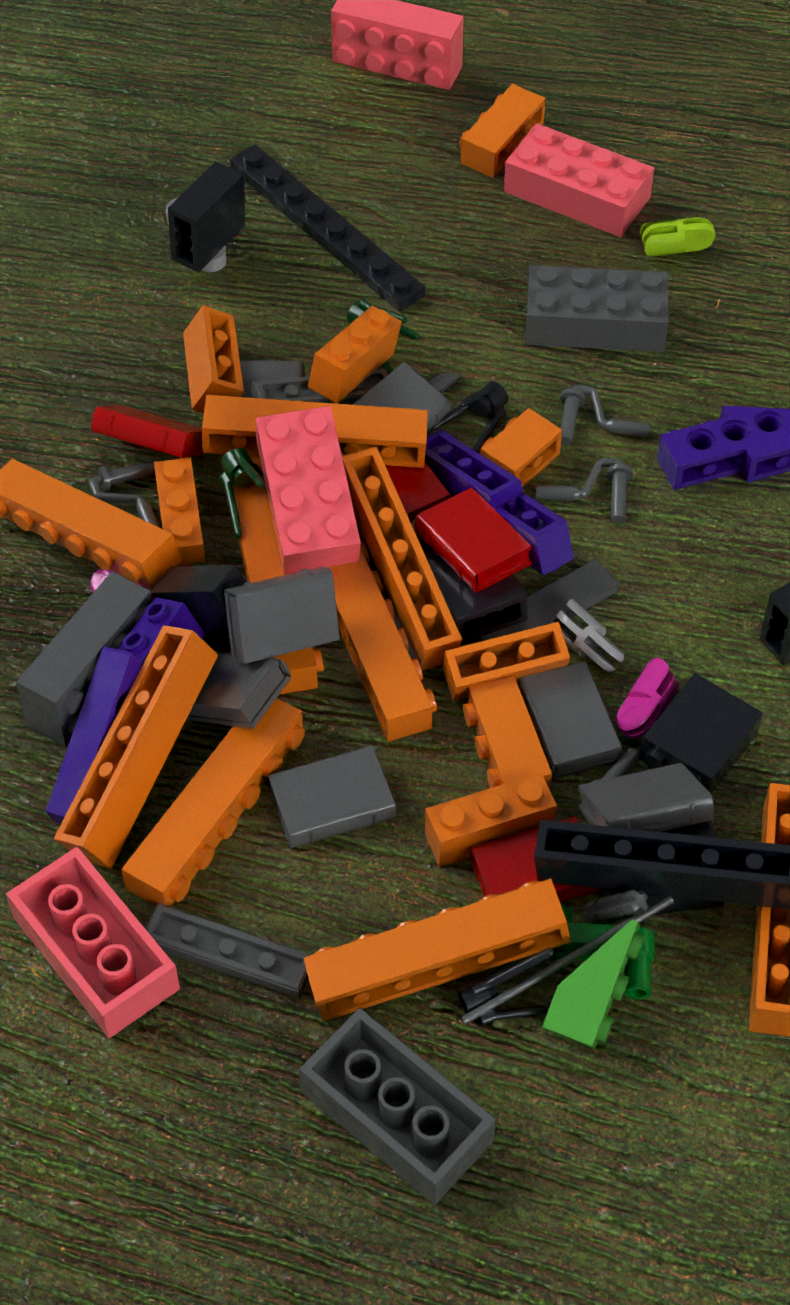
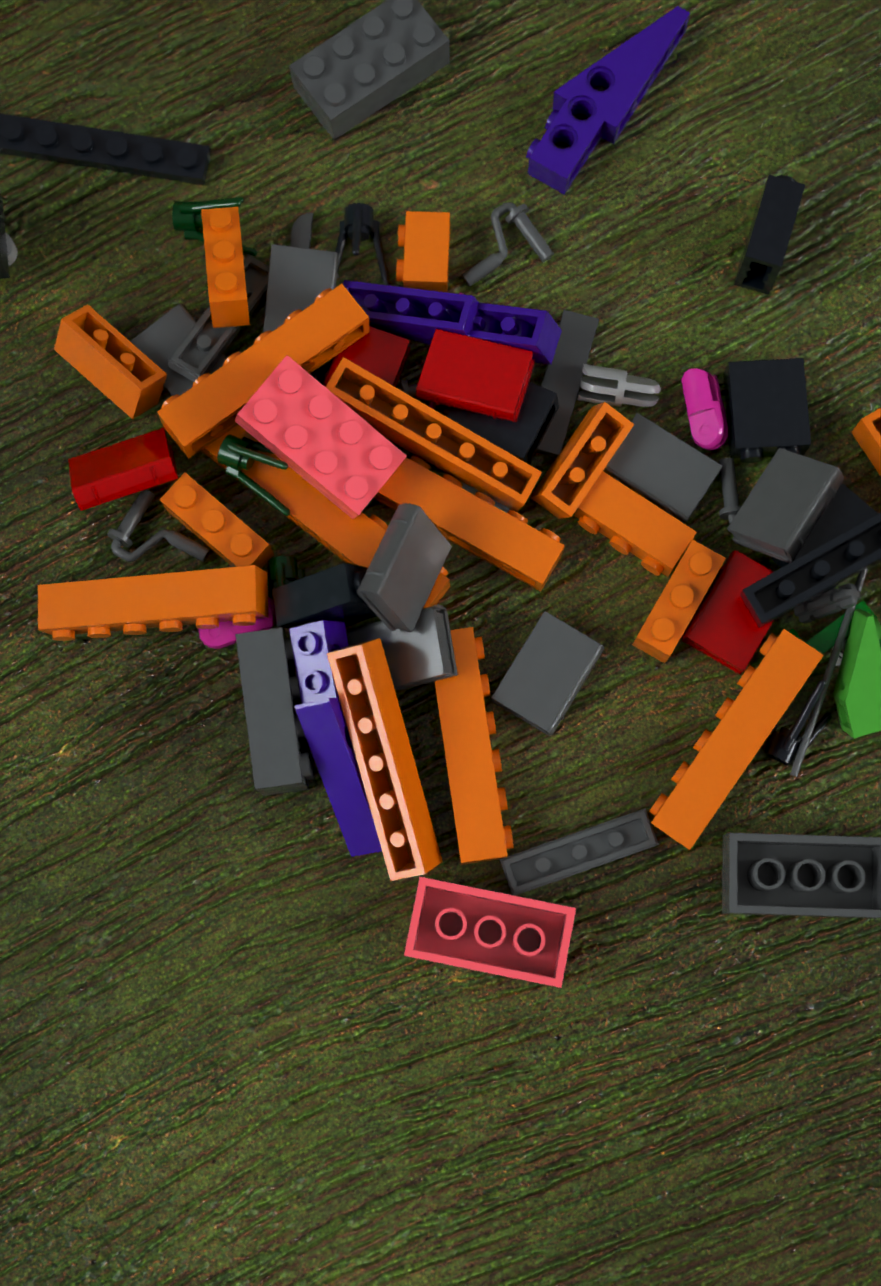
camera: 35 degrees left, 25 degrees up
(575, 397) = (422, 170): dark grey piece -> none

